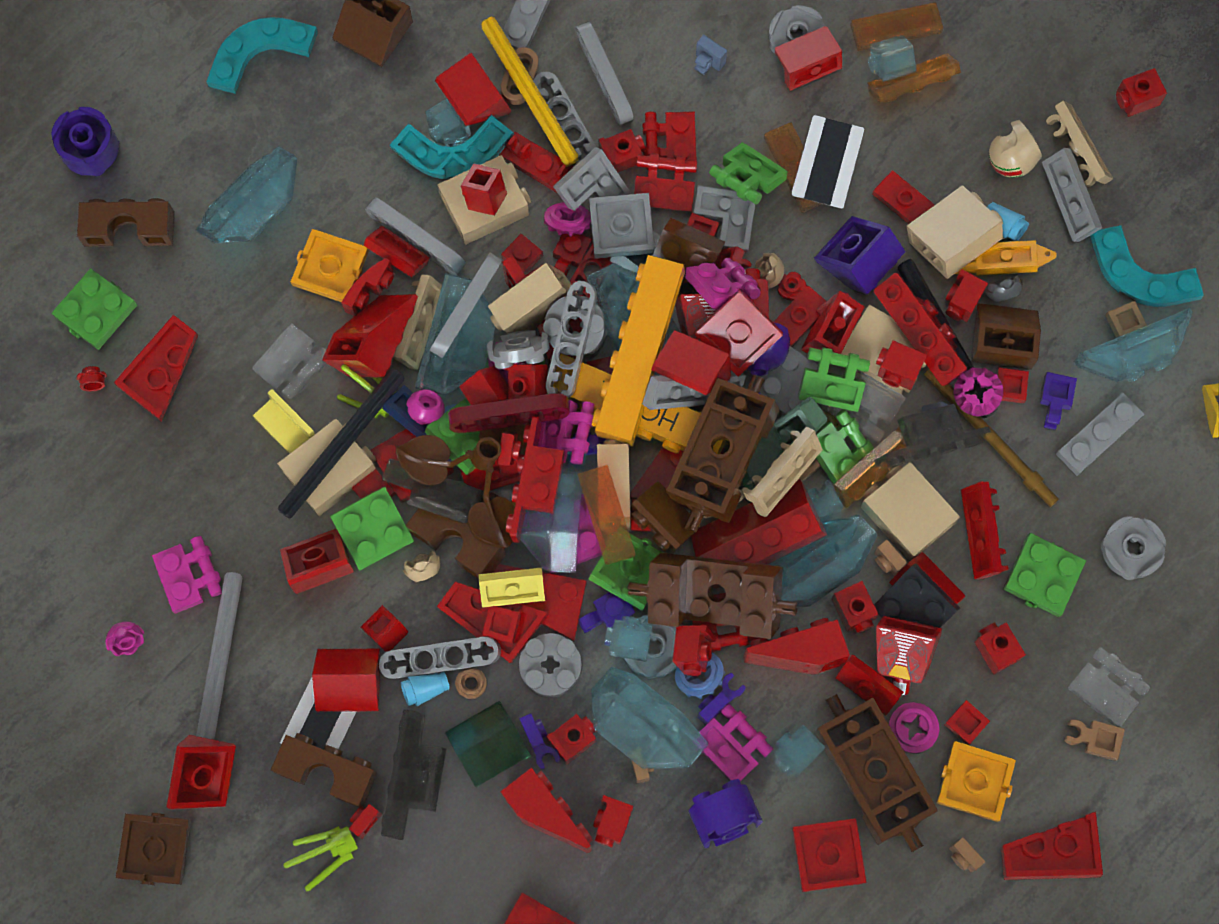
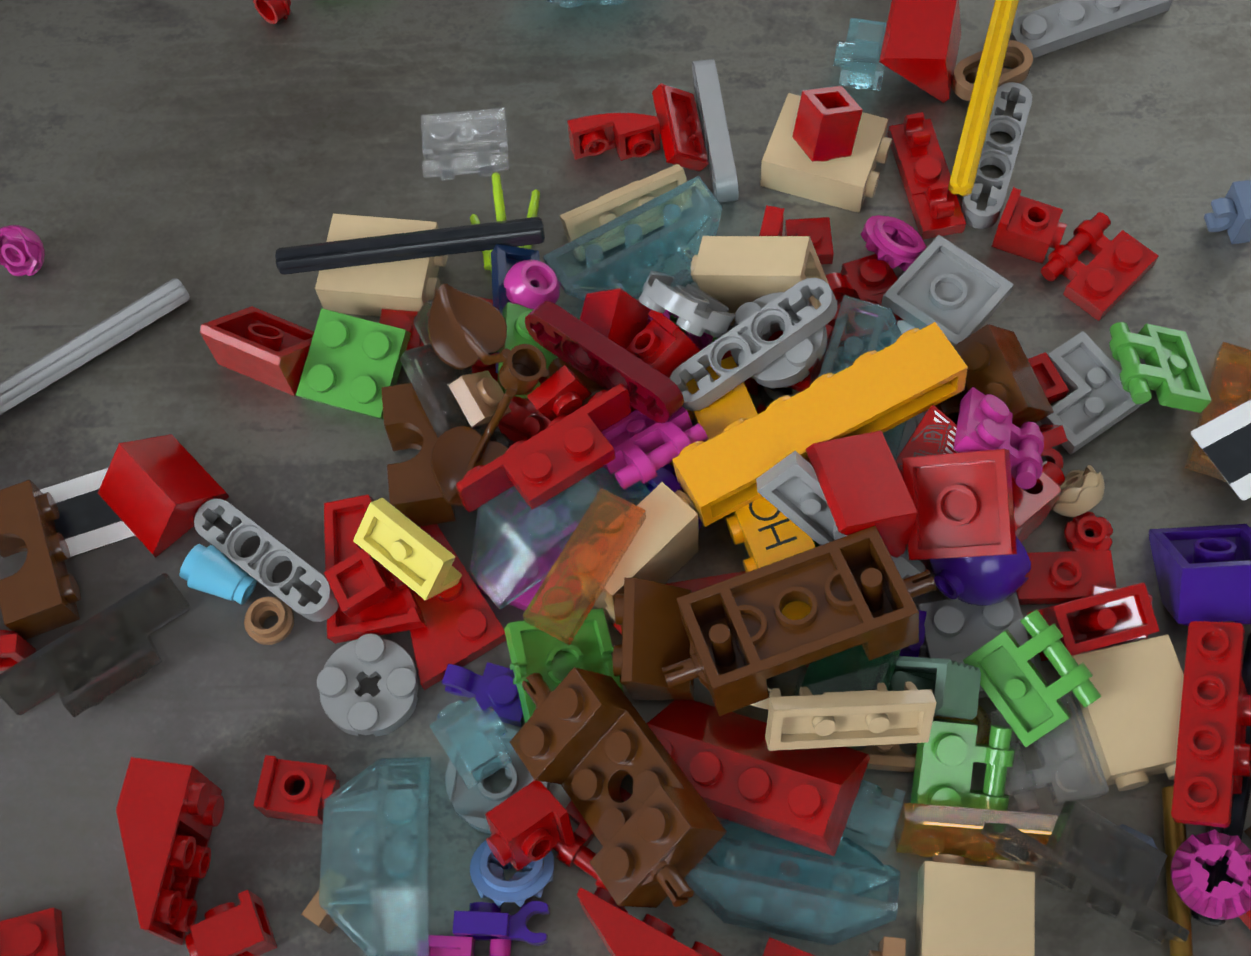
camera: 50 degrees right, 10 degrees down
(158, 367) = (339, 43): red wing -> none
(178, 578) = (135, 242): dark pink plate -> none
(283, 423) = (391, 185): light yellow panel -> none
(328, 265) = (600, 82): light orange plate -> none
(371, 336) = (544, 176): red slope -> none
(384, 629) = (253, 480): red slope -> none
(422, 567) = (357, 451): tan plate -> none
(451, 161) = (812, 68): teal plate -> none
(466, 305) = (680, 216): light grey beam -> none
(467, 485) = (478, 396): none -> medium nougat plate
(487, 744) = (209, 703): clear green slope -> none
(536, 732) = (266, 736): dark purple plate -> none
(590, 176) = (964, 212): light grey plate -> none
(604, 73) = (1090, 138): light grey beam -> none
(666, 192) = (1039, 311): red plate -> none
(900, 365) = (1137, 739): red brick -> none

